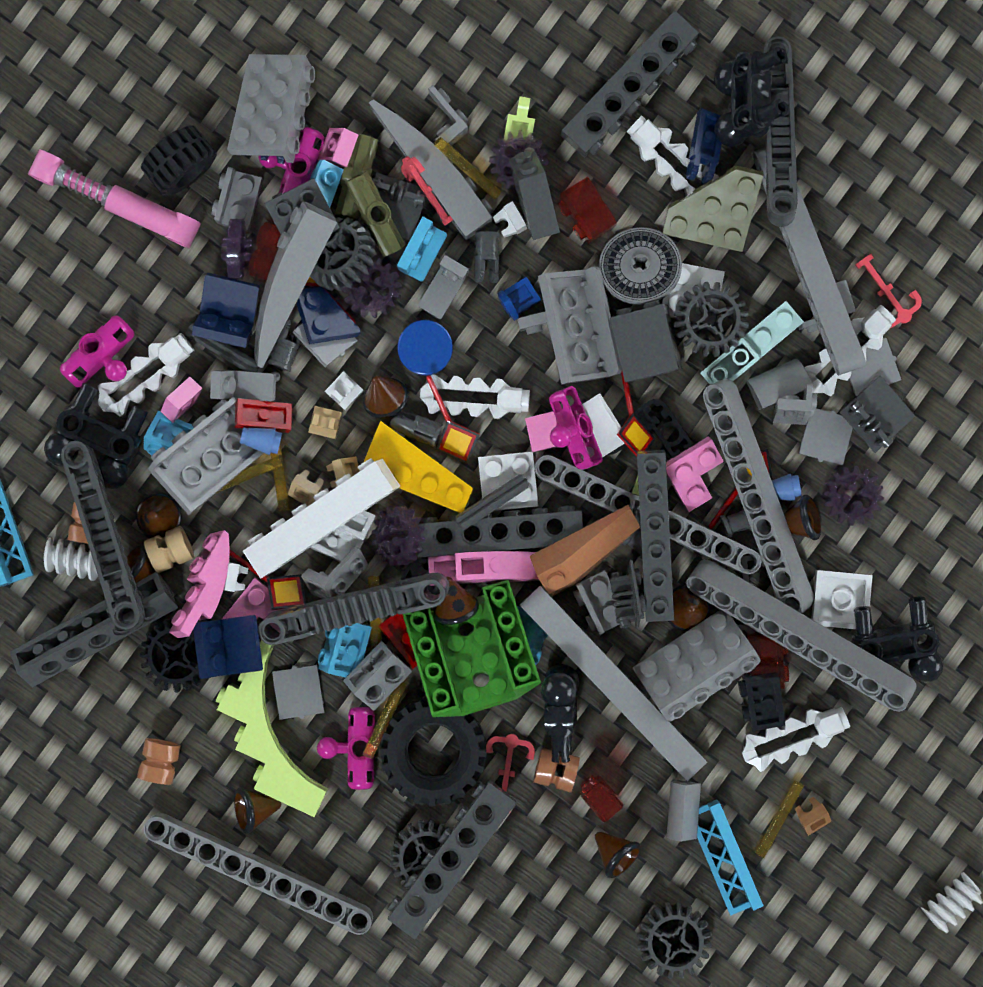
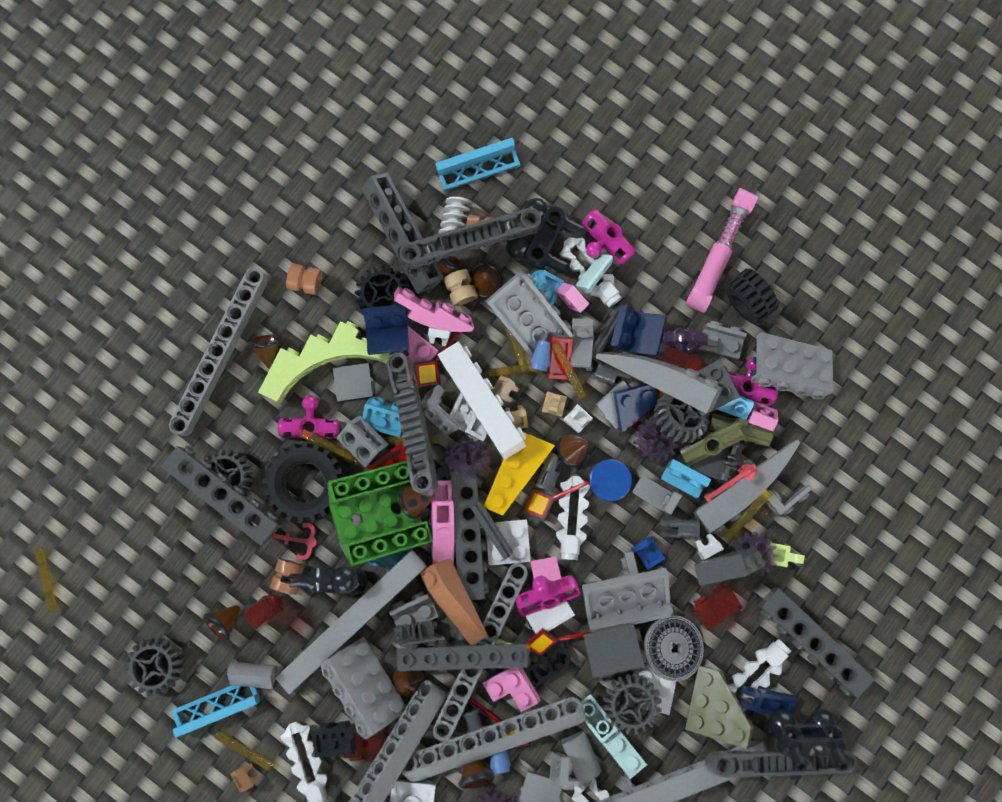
camera: 90 degrees right, 5 degrees down
(148, 369) = (594, 273): none -> light aqua slope
(279, 403) = (568, 370): none -> clear yellow bar

